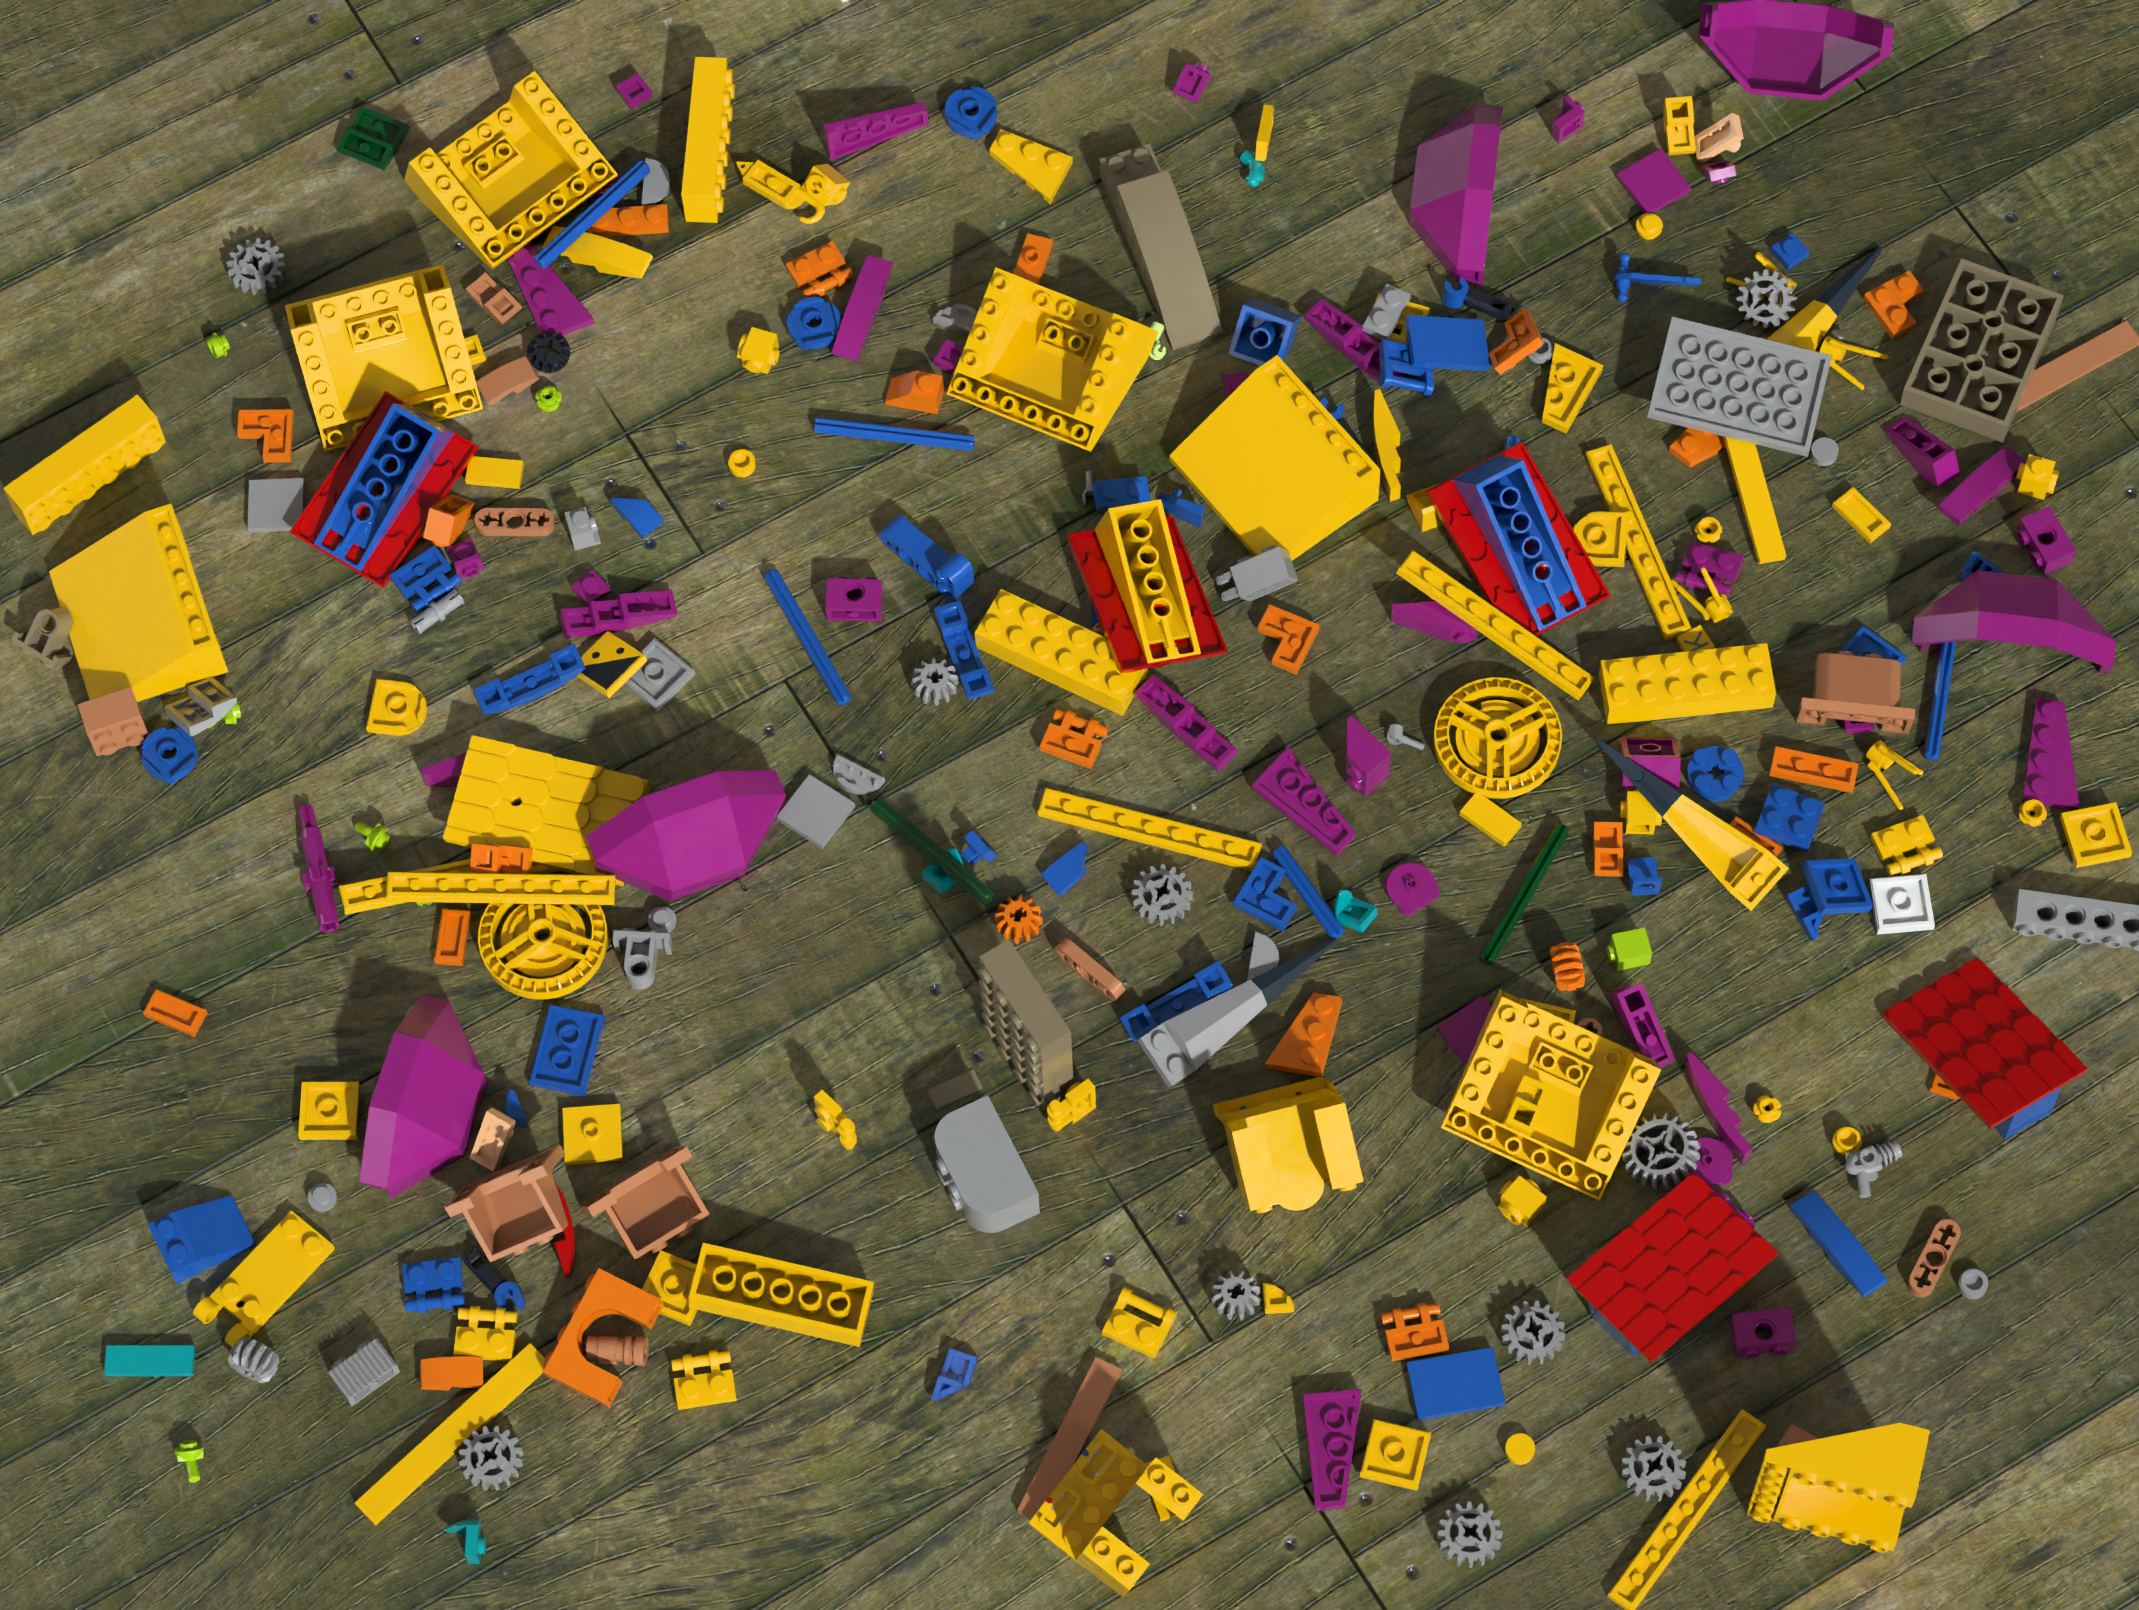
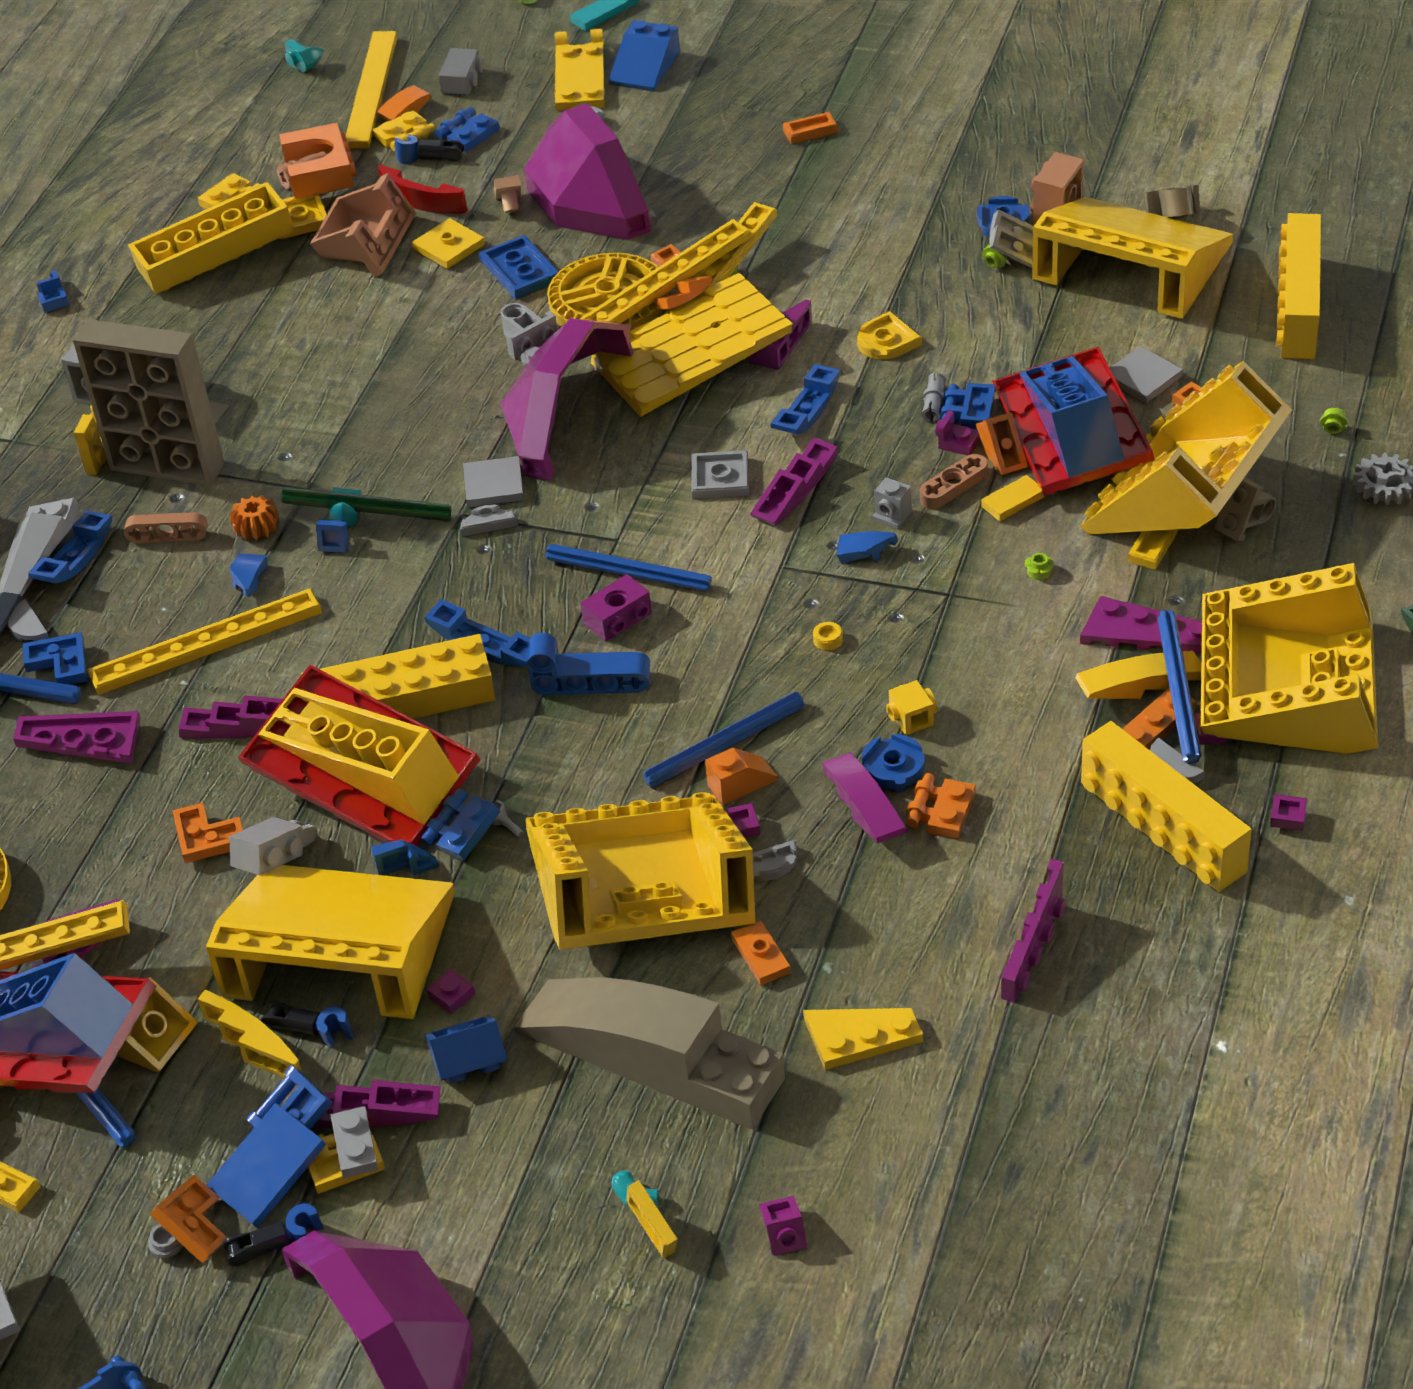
camera: 140 degrees right, 20 degrees down
(253, 1360) = (533, 30): light grey gear -> none
(319, 876) = (806, 223): magenta piece -> none
(329, 1111) = (645, 146): yellow plate -> none
(376, 837) = (797, 265): lime plate -> none
(490, 1449) = (330, 88): light grey gear -> none
(492, 299) = (1169, 595): nougat slope -> none
(510, 377) = (1086, 551): nougat slope -> none
(514, 1206) = (453, 164): nougat windscreen -> none
(515, 1111) = (512, 215): blue slope -> none
(554, 362) = (1075, 597): black gear -> none
(590, 588) = (839, 485): magenta plate -> none
(610, 664) = (759, 448): yellow tile -> none
(778, 188) = (1059, 834): yellow plate -> none
(826, 185) = (1015, 857): yellow brick -> none
(832, 1118) = (277, 325): yellow plate -> none
(935, 691) = (487, 603): light grey gear -> none
(974, 125) = (968, 1044): blue plate -> none
(1071, 745) = (327, 642): orange plate -> none
(1155, 885) = (149, 602): light grey gear -> none
(1158, 350) = (565, 965): yellowish green arm -> none
(1365, 759) = (46, 779): magenta slope -> none
(1396, 737) = (38, 833): light grey hand -> none
(1568, 387) = (104, 1226): yellow wing -> none

